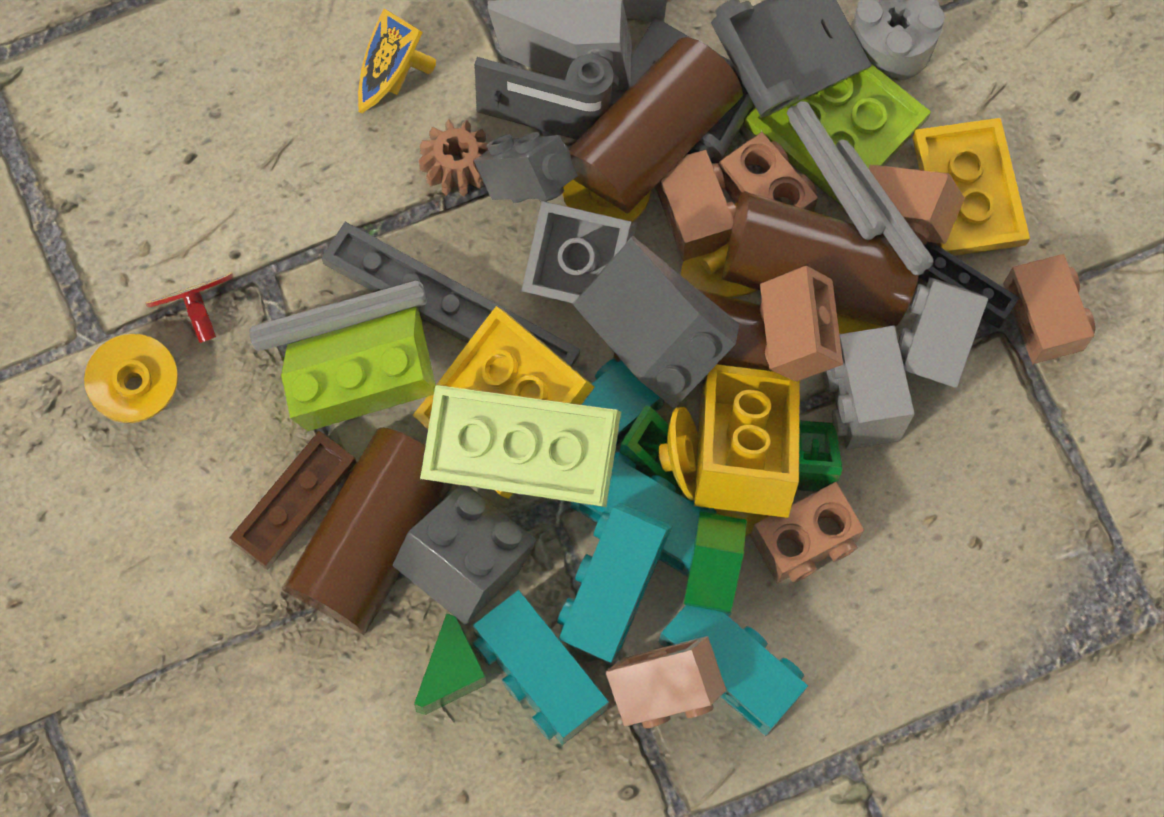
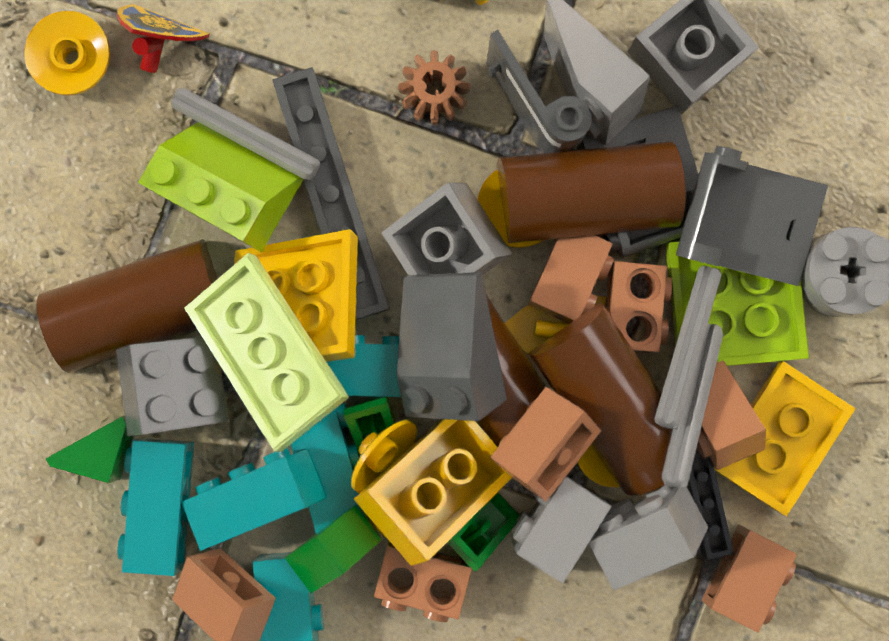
camera: 45 degrees right, 15 degrees up
(293, 500) = (101, 238): reddish brown plate -> none
(526, 167) = (466, 144): dark grey brick -> none

